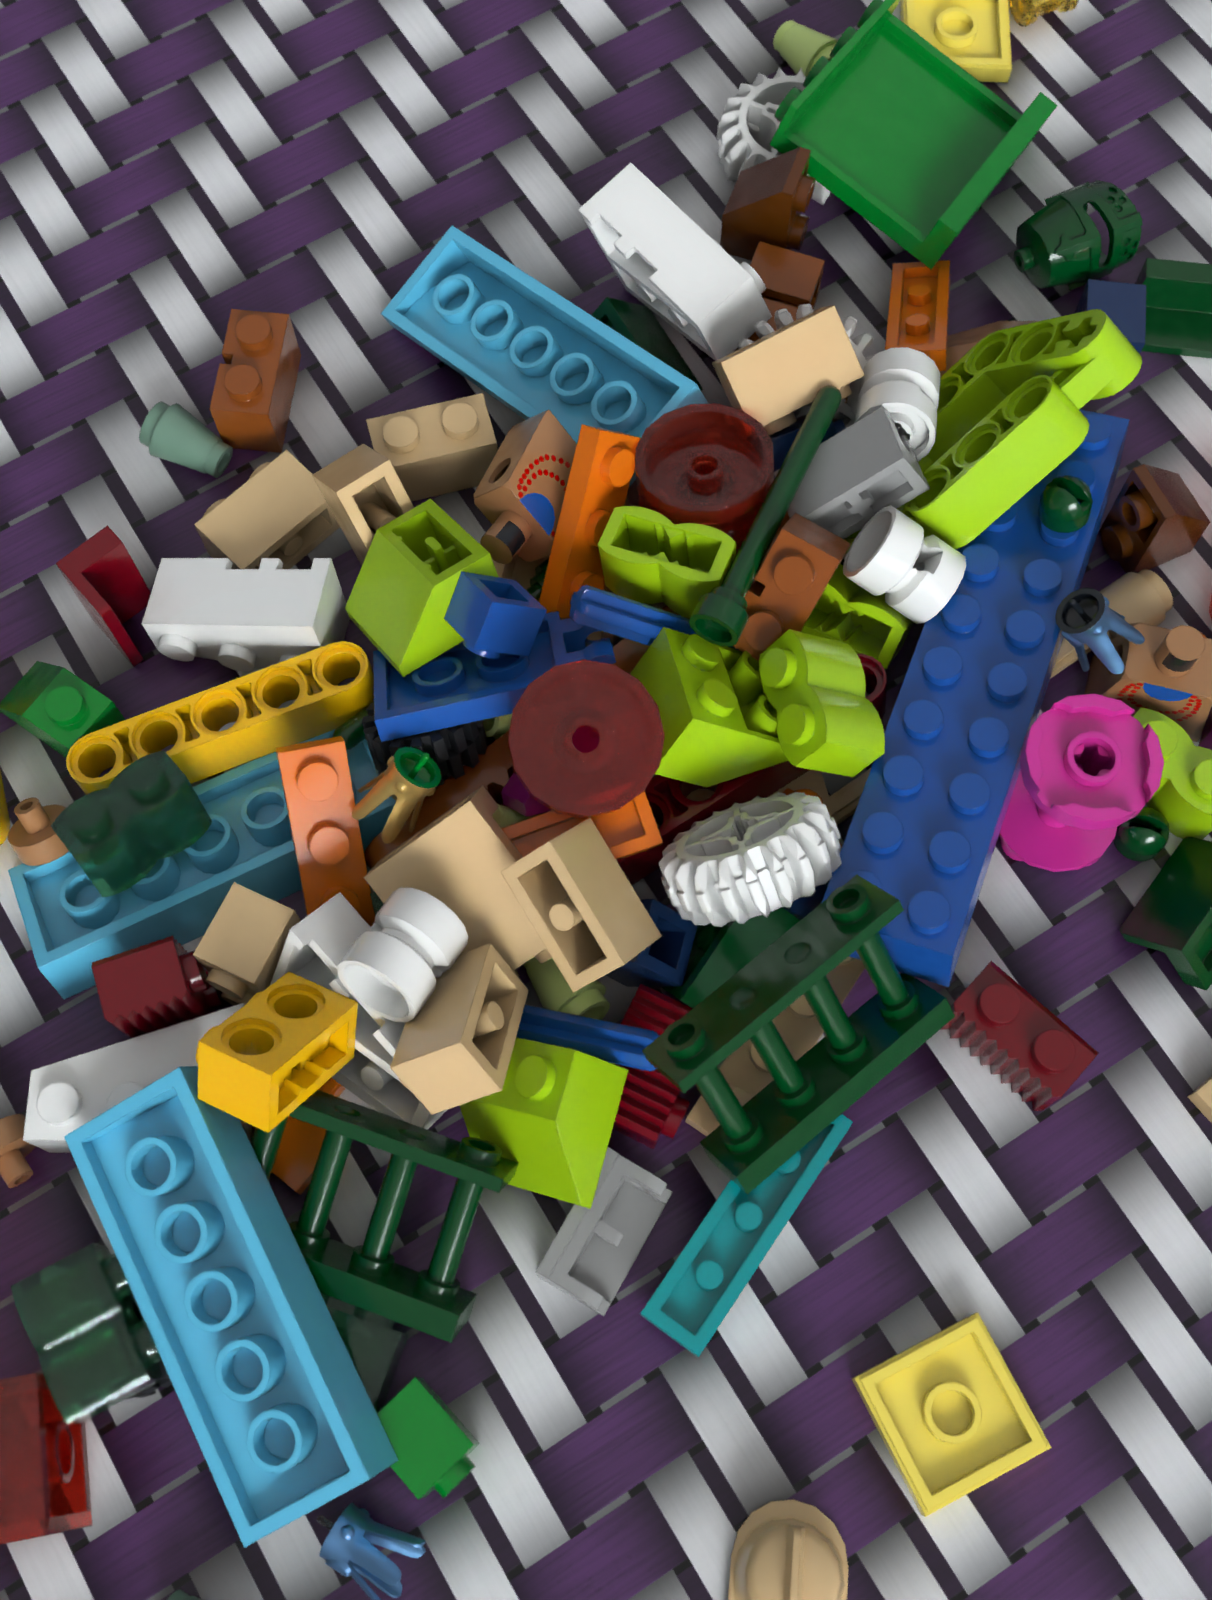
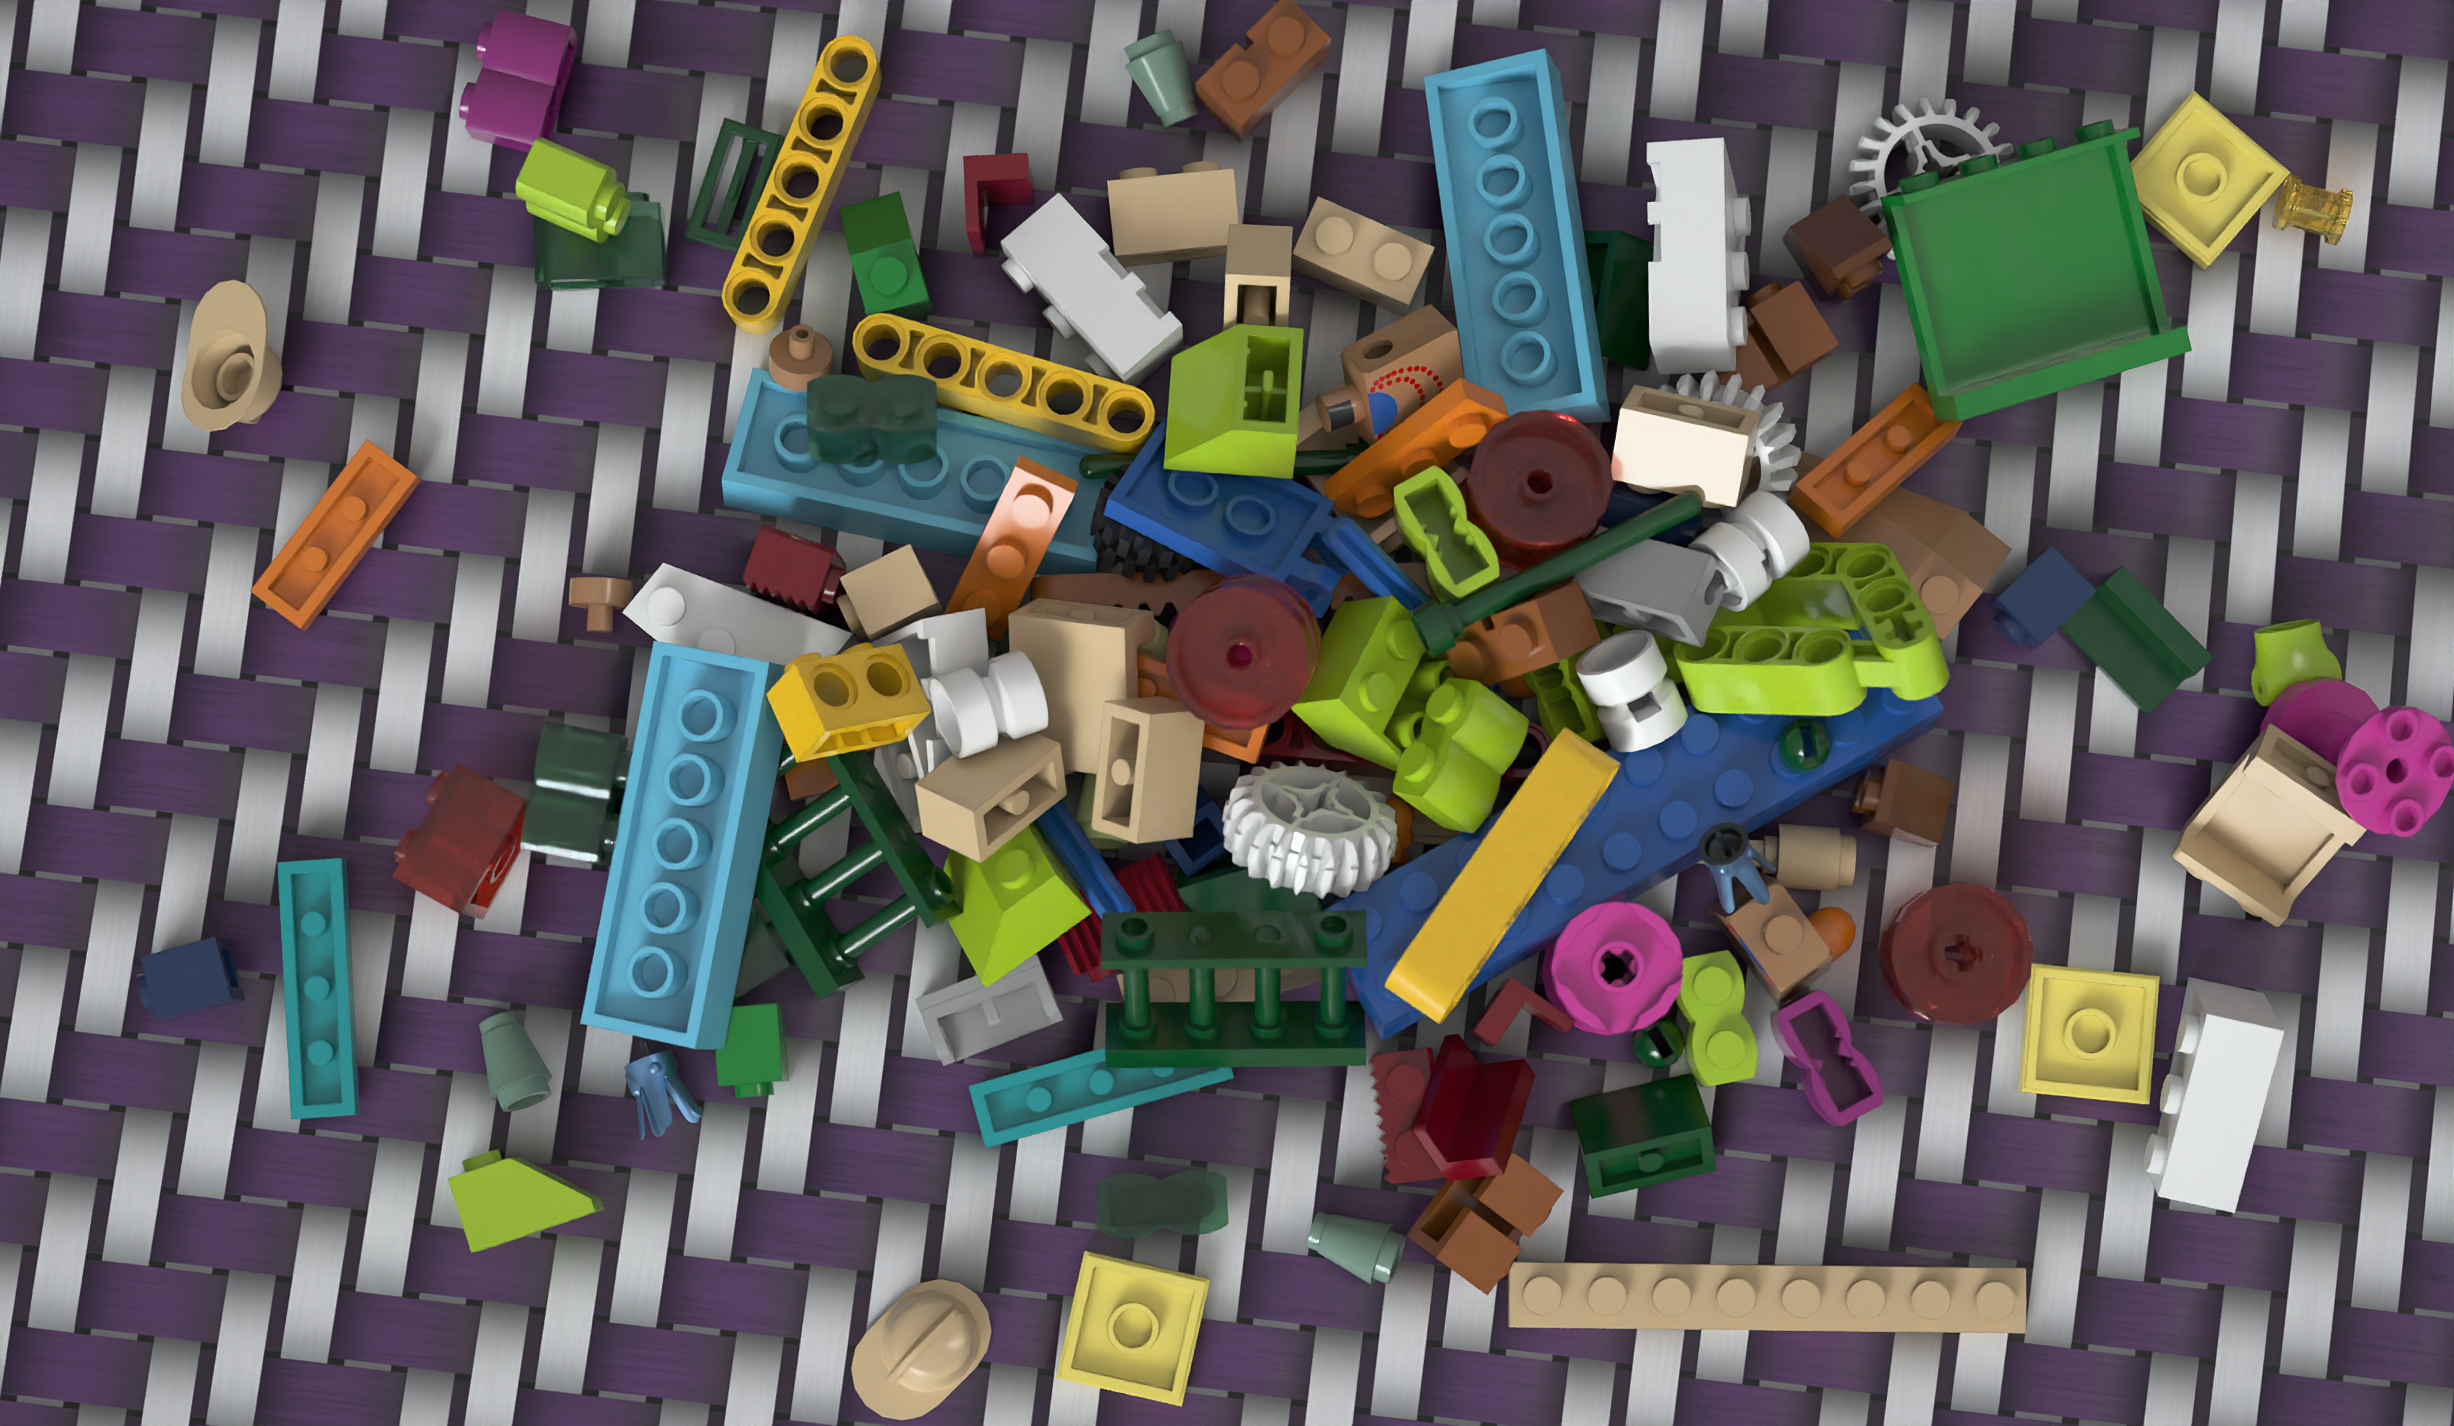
camera: 40 degrees right, 15 degrees up
(407, 780) = (1100, 564): pearl gold piece -> none
(494, 615) = (1266, 484): blue plate -> none
(802, 46) = (2033, 101): yellowish green cone -> none
(877, 1288) = (1143, 1203): none -> clear green brick
(943, 765) = (1502, 875): none -> yellow beam
(1021, 882) = (1506, 1005): none -> dark red panel
(1063, 243) = (2086, 491): dark green helmet -> none
(1070, 1179) = (1358, 1245): none -> sand green cone
(1073, 987) = (1472, 1111): none -> dark red panel
(1144, 1064) = (1479, 1220): none -> dark orange piece

